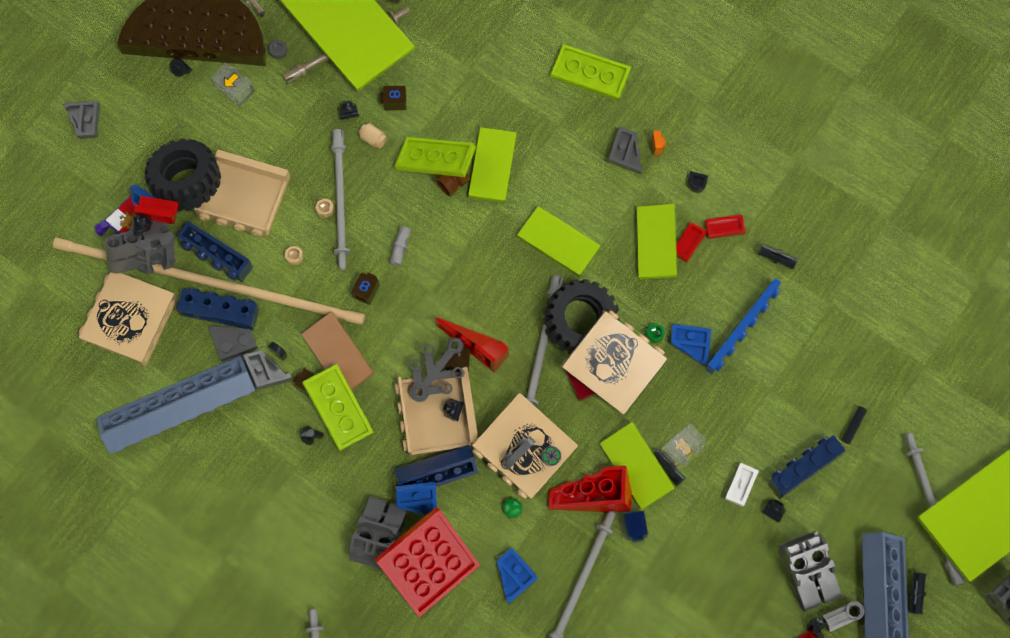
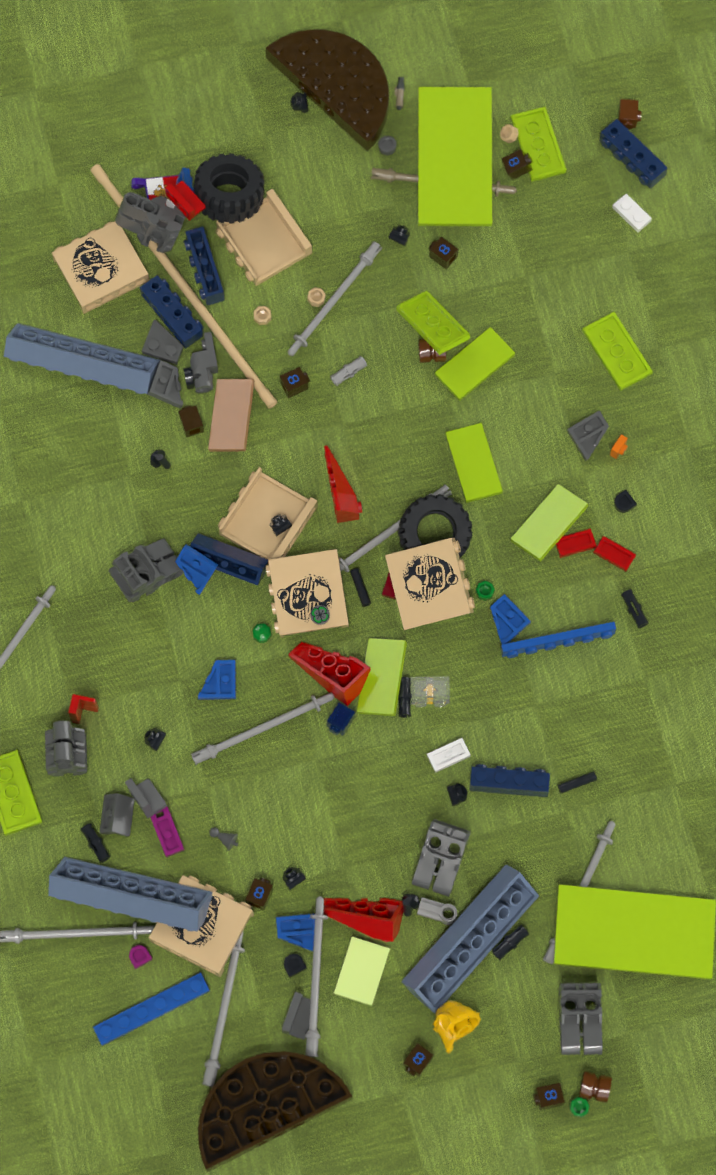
camera: 40 degrees right, 0 degrees up
(84, 118) = (195, 87): dark grey wing -> none
(140, 224) = (163, 201): black plate -> none
(232, 84) = (327, 146): clear brick -> none
(281, 330) = (204, 365): none -> dark grey plate
(337, 407) = (196, 454): lime tile -> none
(372, 136) = (400, 269): tan brick -> none
(427, 562) = (162, 617): plate -> none
(435, 372) = (290, 484): dark grey plant -> none
(459, 360) = (317, 489): dark brown brick -> none
(511, 458) = (304, 590): dark grey plate -> none
(557, 408) = (360, 587): none -> black piece

